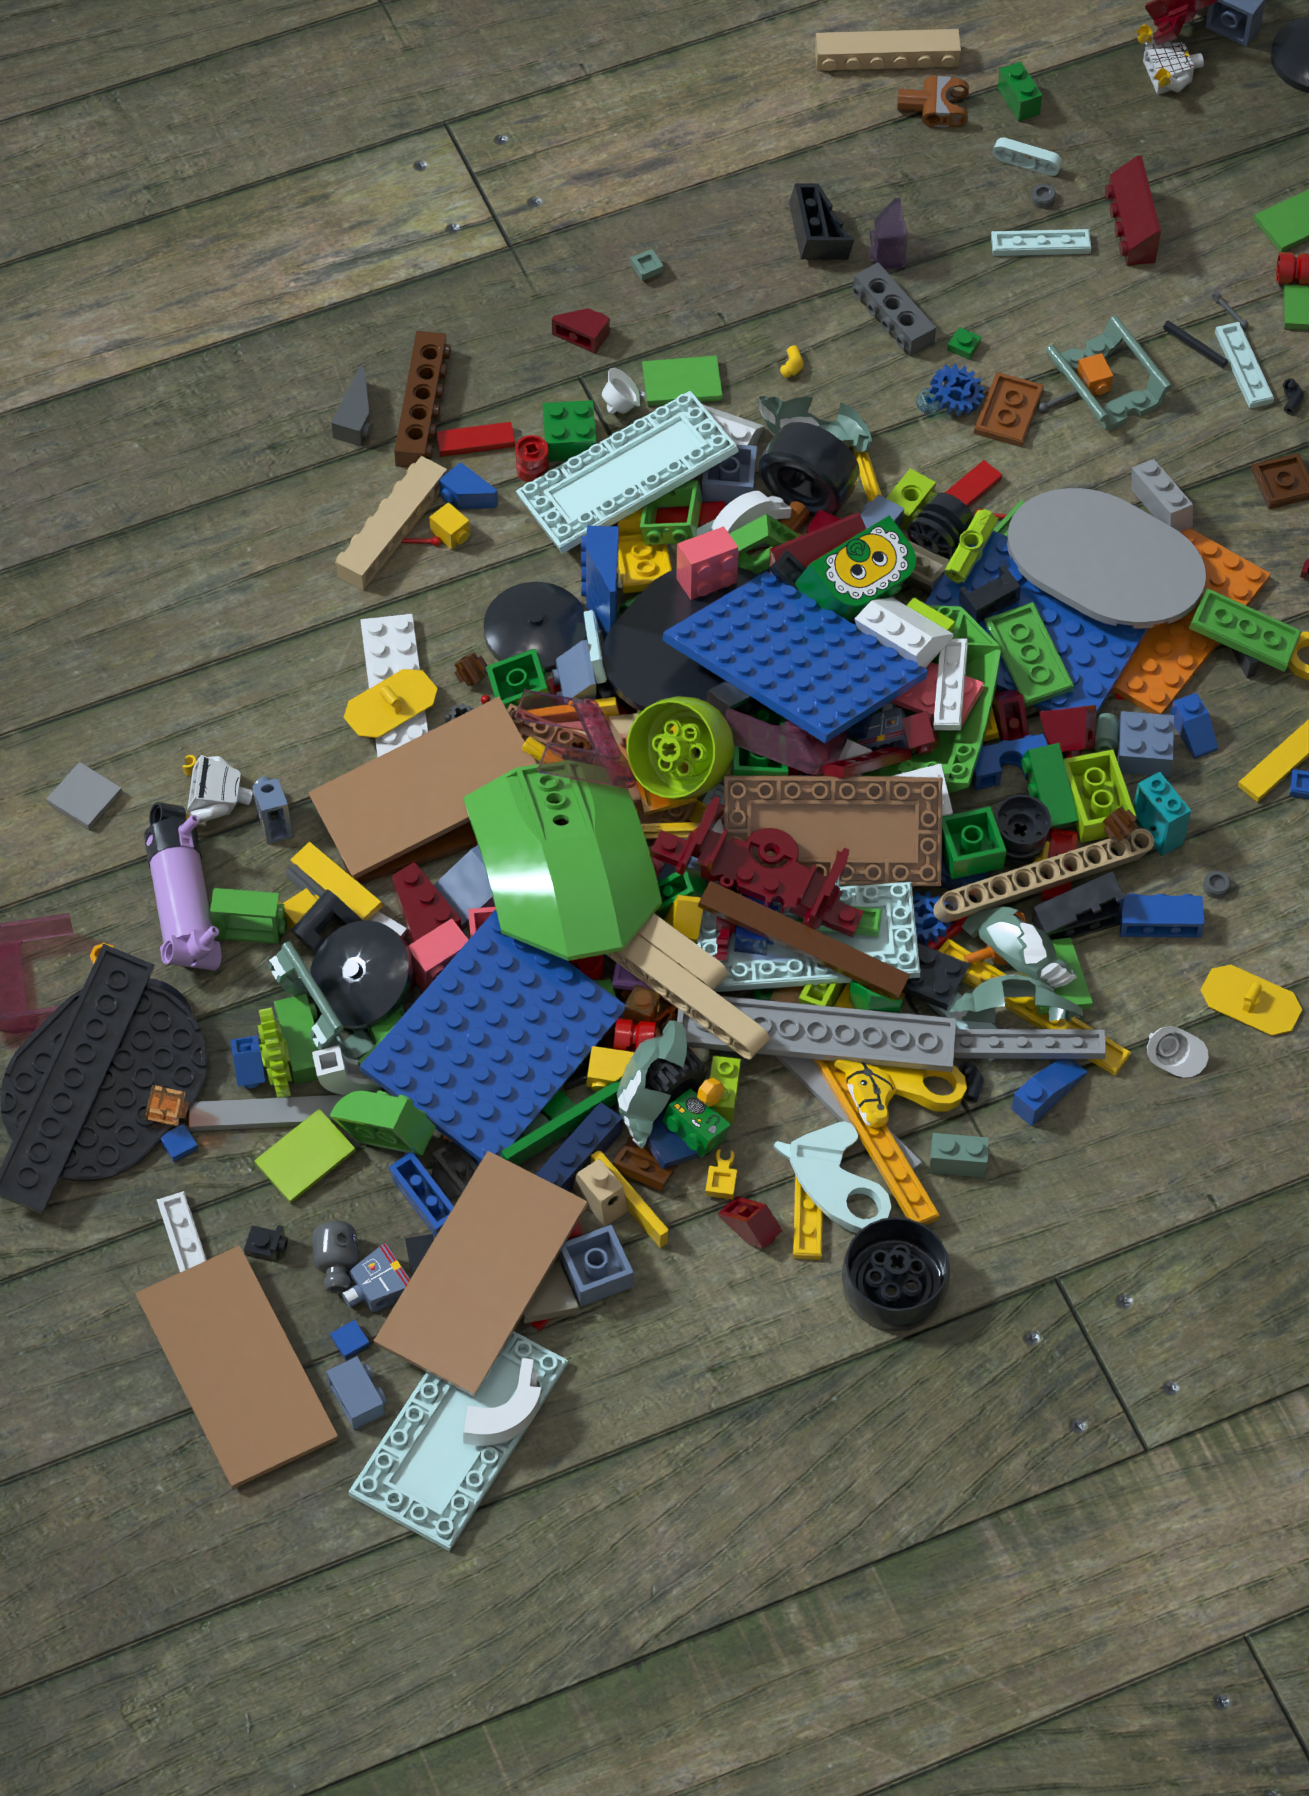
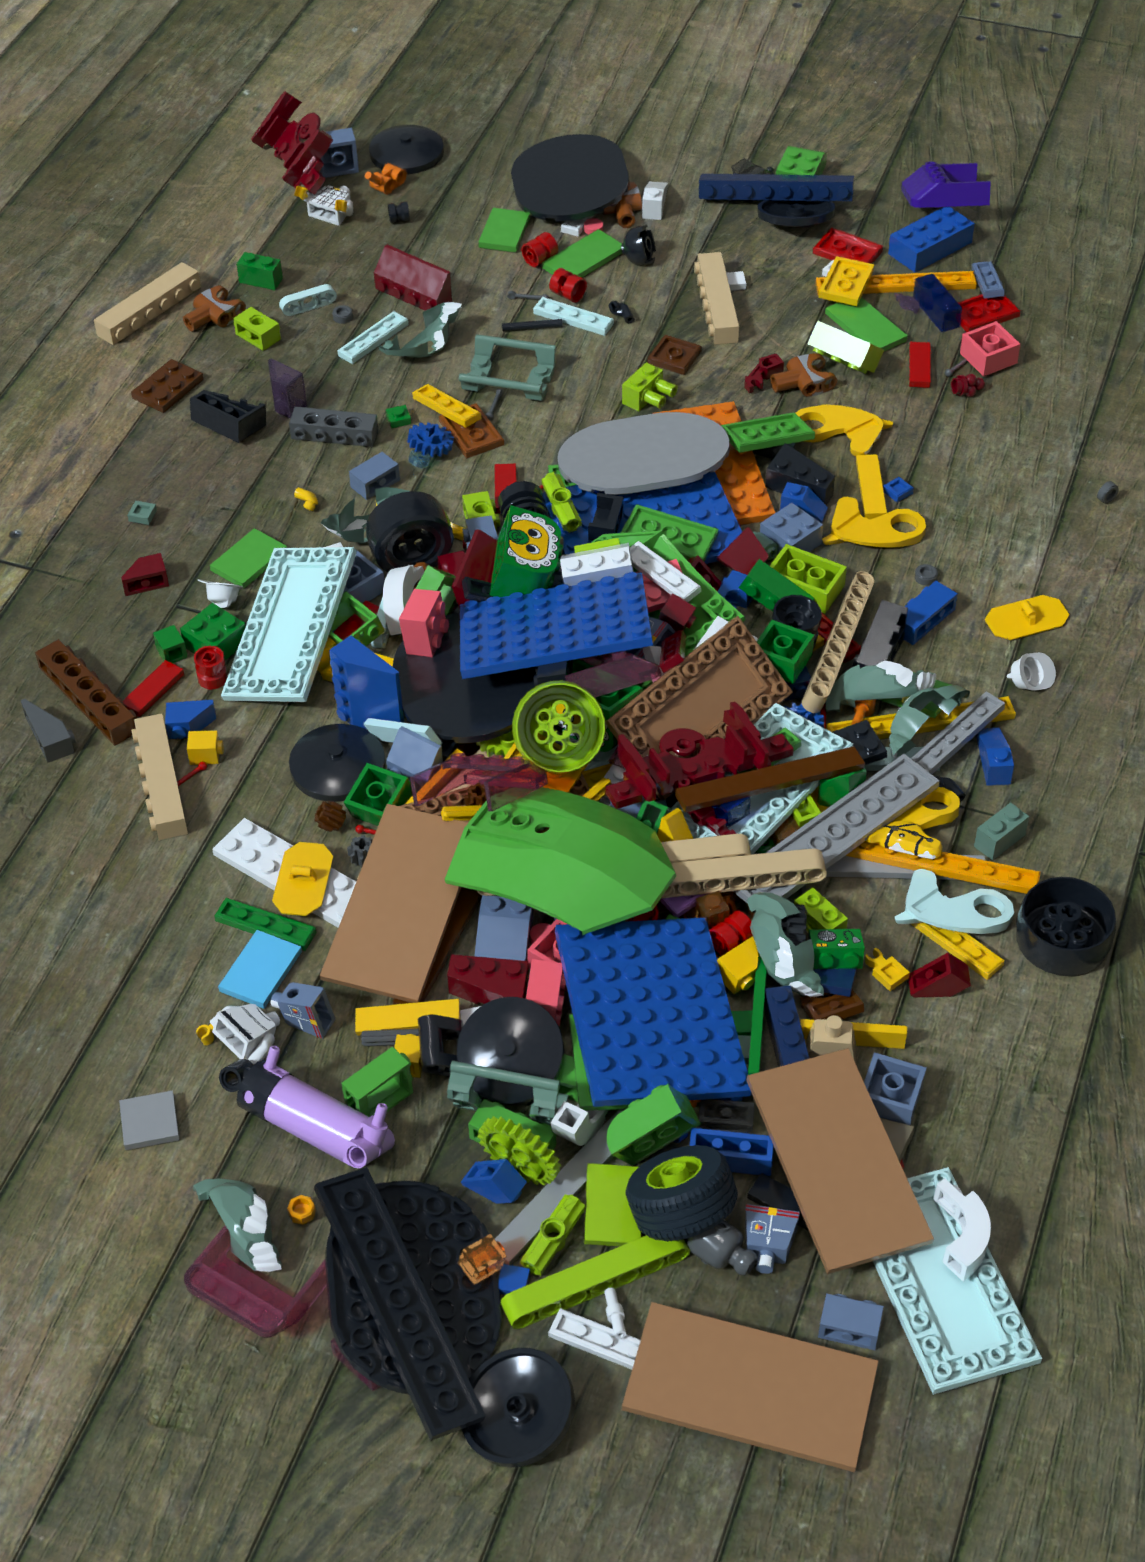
camera: 45 degrees left, 10 degrees down
(53, 926) = (245, 1219): none -> sand green animal
(75, 1230) = (525, 1407): none -> black dish
(213, 1230) = (615, 1313): none -> white bar
(221, 1138) = (544, 1247): none -> lime piece
(230, 1192) = (590, 1279): none -> lime beam
(266, 1243) = (662, 1285): black bracket -> none
(285, 748) = (260, 969): none -> medium azure tile
(330, 716) = (252, 919): none -> green tile
(342, 1189) = (681, 1193): none -> black wheel
(349, 1339) = (797, 1293): blue tile -> none
(527, 411) = (170, 644): none -> green brick
(710, 1092) = (829, 917): light orange tile -> none
(811, 151) = (167, 385): none -> reddish brown plate
(869, 386) = (374, 474): none -> sand blue brick
(948, 152) = (257, 328): none -> lime brick
(1013, 367) = (446, 405): none -> yellow tile
(1095, 374) = (501, 371): orange brick -> none
(1108, 273) = (437, 330): none -> sand green animal
(1120, 824) = (849, 574): reddish brown gear -> none
(1161, 495) = (624, 403): light grey brick -> none
(1168, 817) = (862, 539): teal window -> none
(1208, 491) = (645, 386): none -> lime brick
(1211, 792) = (852, 527): none -> yellow animal
(1221, 123) = (397, 212): none -> black wheel
(1223, 692) = (798, 469): none -> black wedge
(1250, 80) = (387, 180): none -> orange beam
(1272, 328) = (568, 285): none -> red wheel

